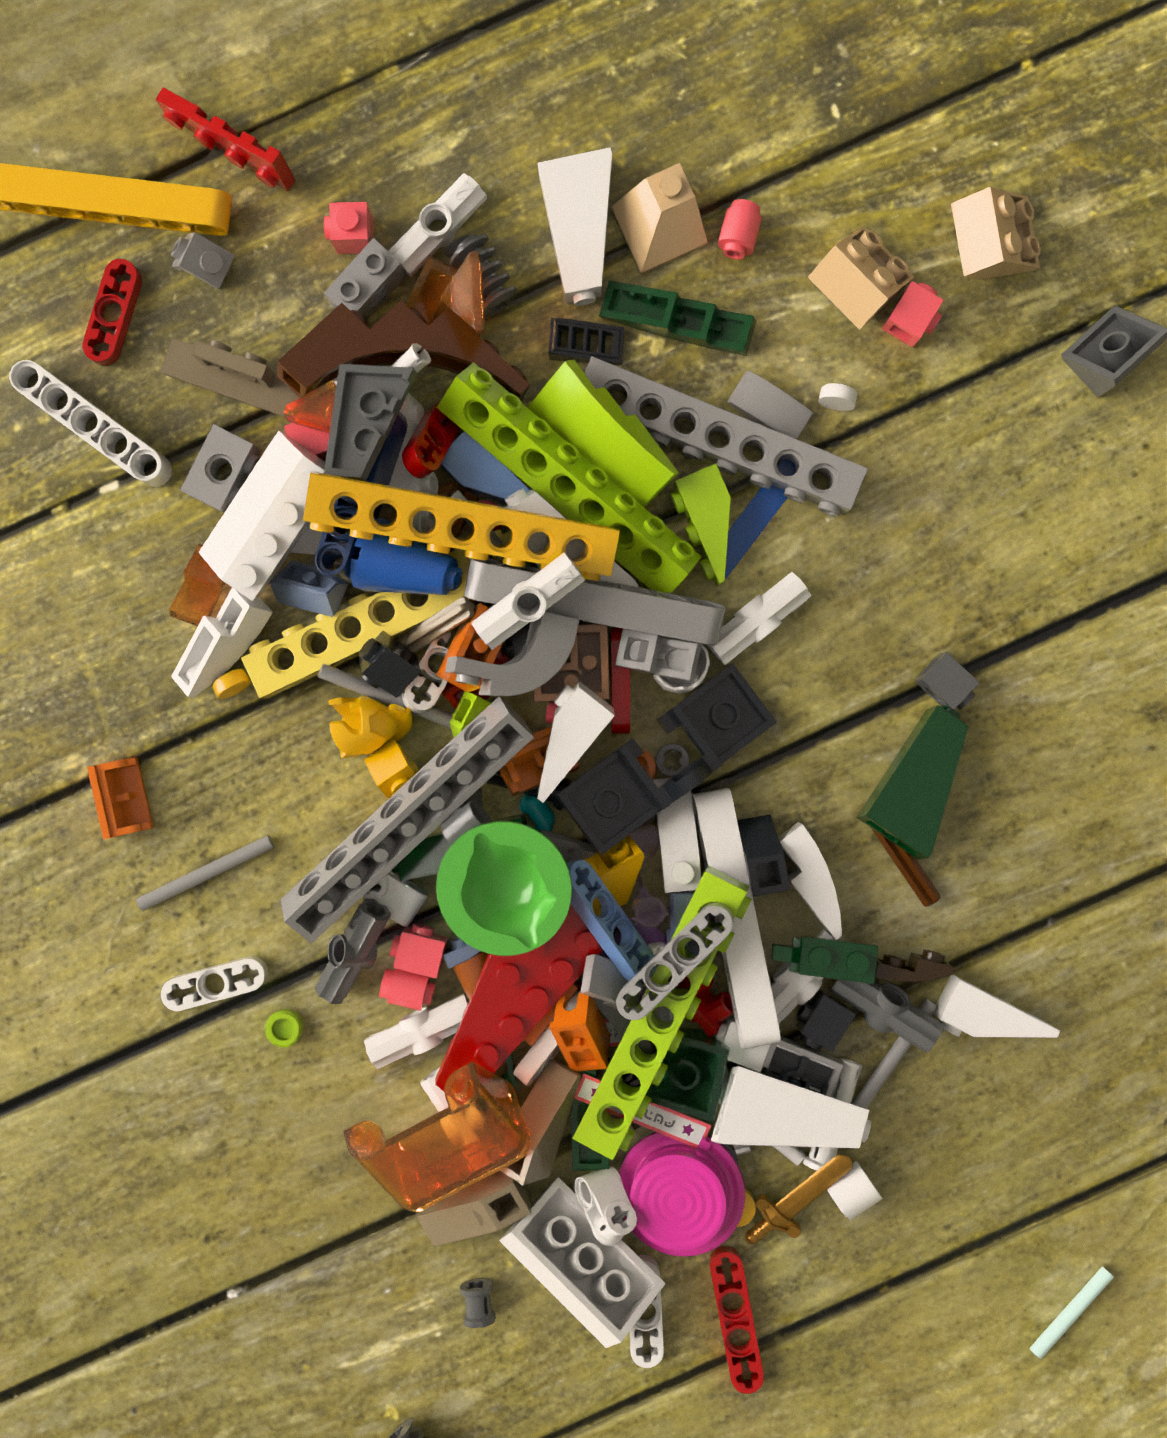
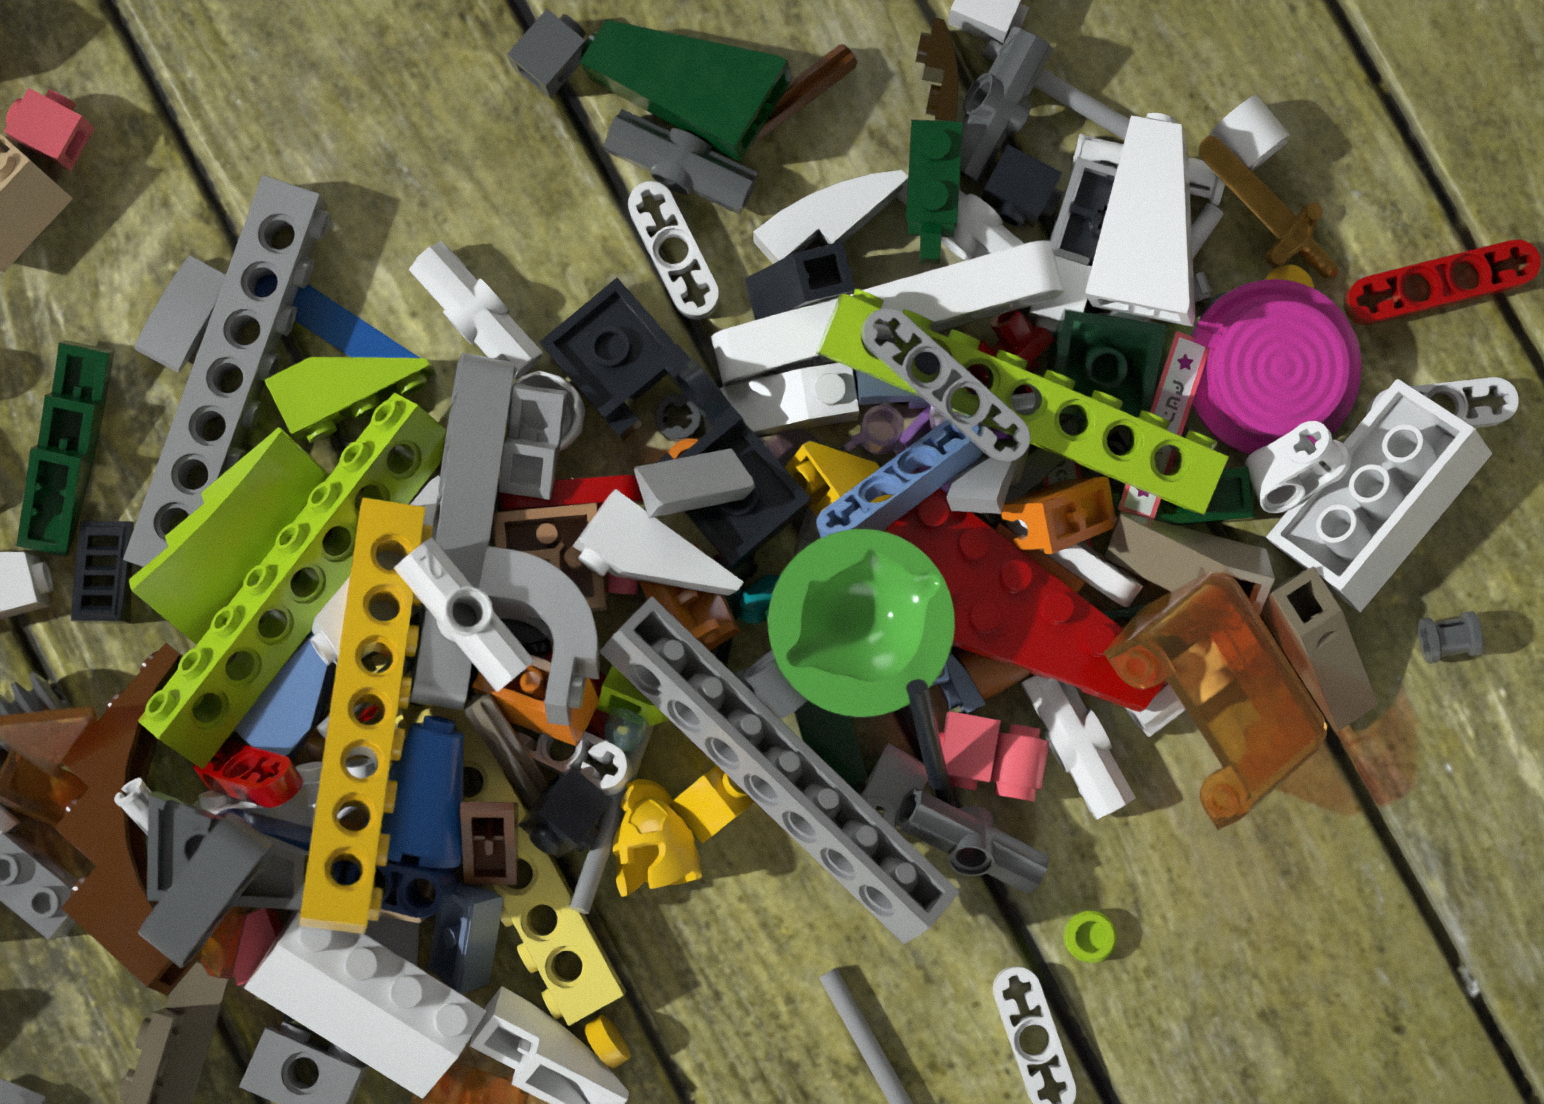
camera: 95 degrees left, 5 degrees down
(340, 406) = (206, 889): none -> dark grey beam
(371, 609) = (490, 842): none -> reddish brown slope
(419, 929) = (929, 740): none -> black bar
(447, 709) = (625, 729): none -> clear light blue hinge
(617, 771) = (693, 482): none -> light grey slope
(823, 763) = (669, 212): none -> white beam
(838, 397) = (166, 222): white tile -> none
(860, 773) = (680, 161): none -> dark grey piece

